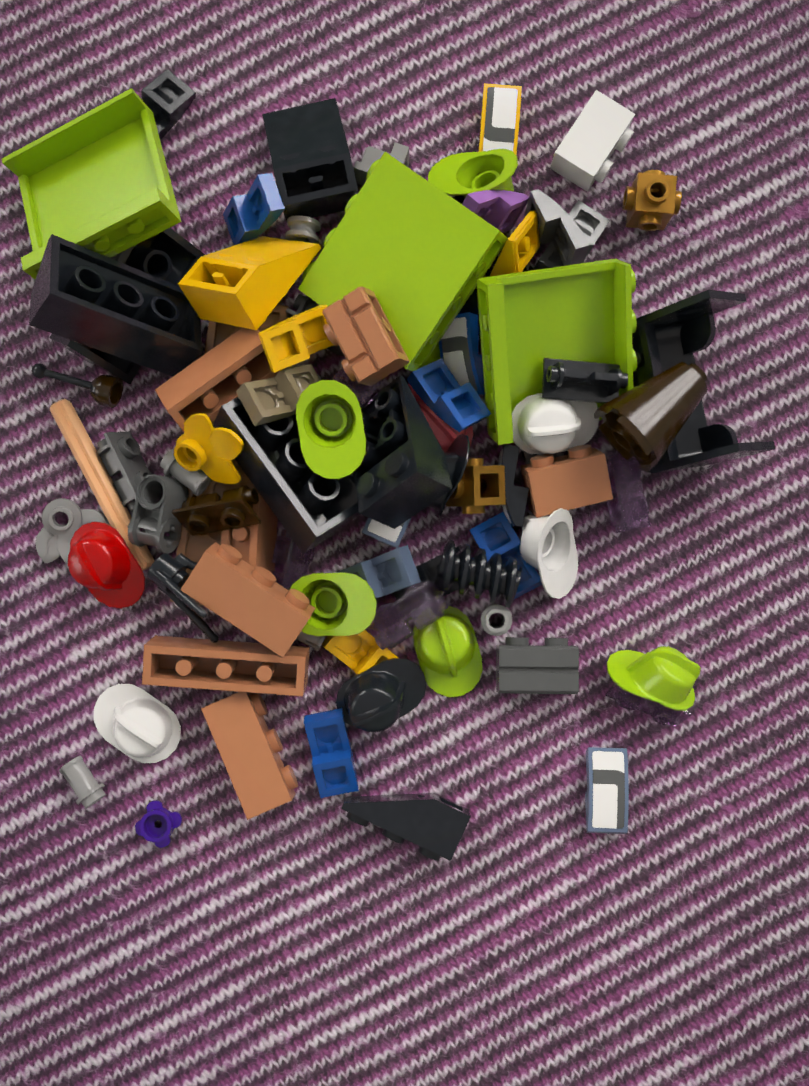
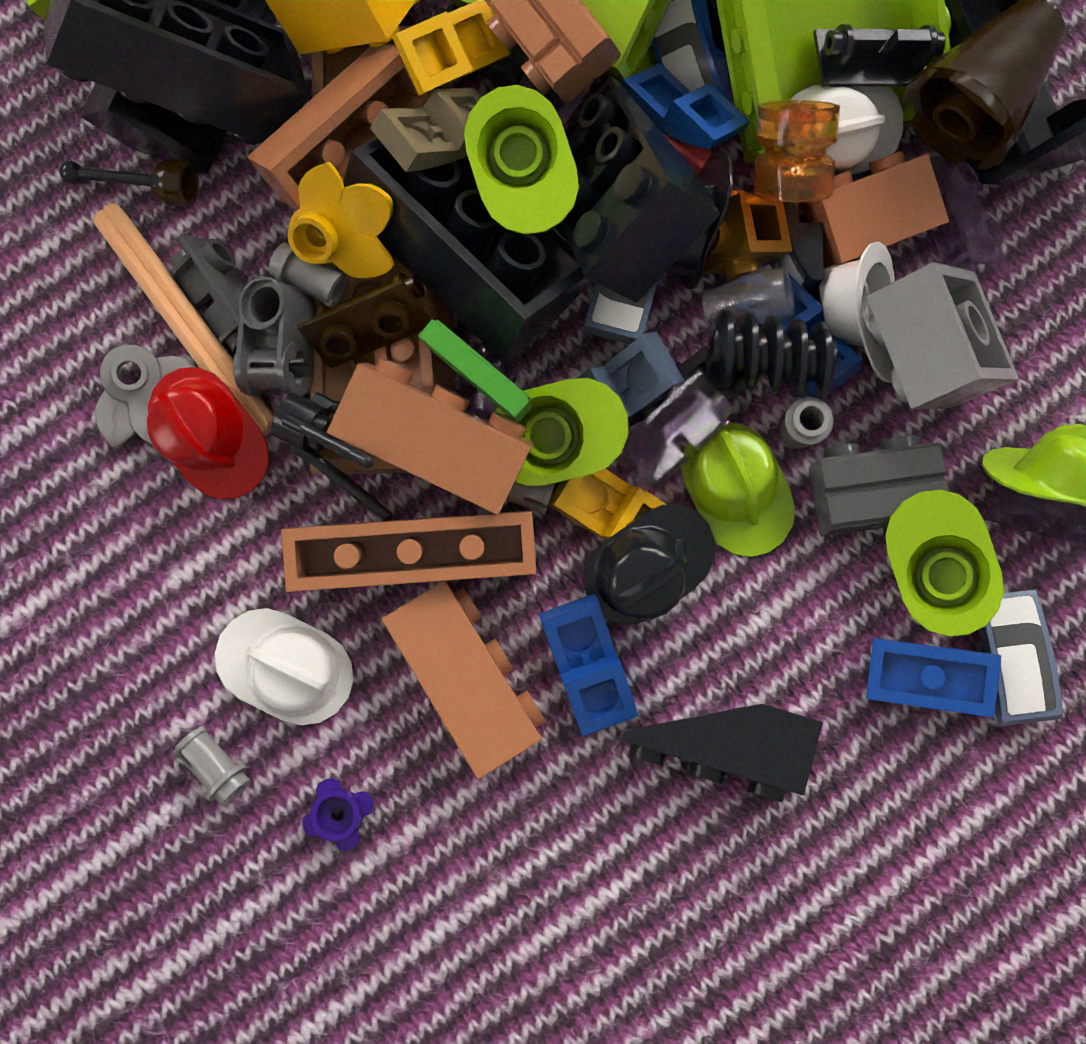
camera: 10 degrees left, 5 degrees down
(282, 561) = (476, 370): none -> bright green tile
(476, 530) = (758, 292): none -> clear cone
(514, 445) = (796, 150): none -> clear orange wheel
(548, 796) = (933, 677): none -> blue plate
(566, 727) = (944, 563): none -> lime piece
(591, 580) = (940, 337): none -> light grey brick

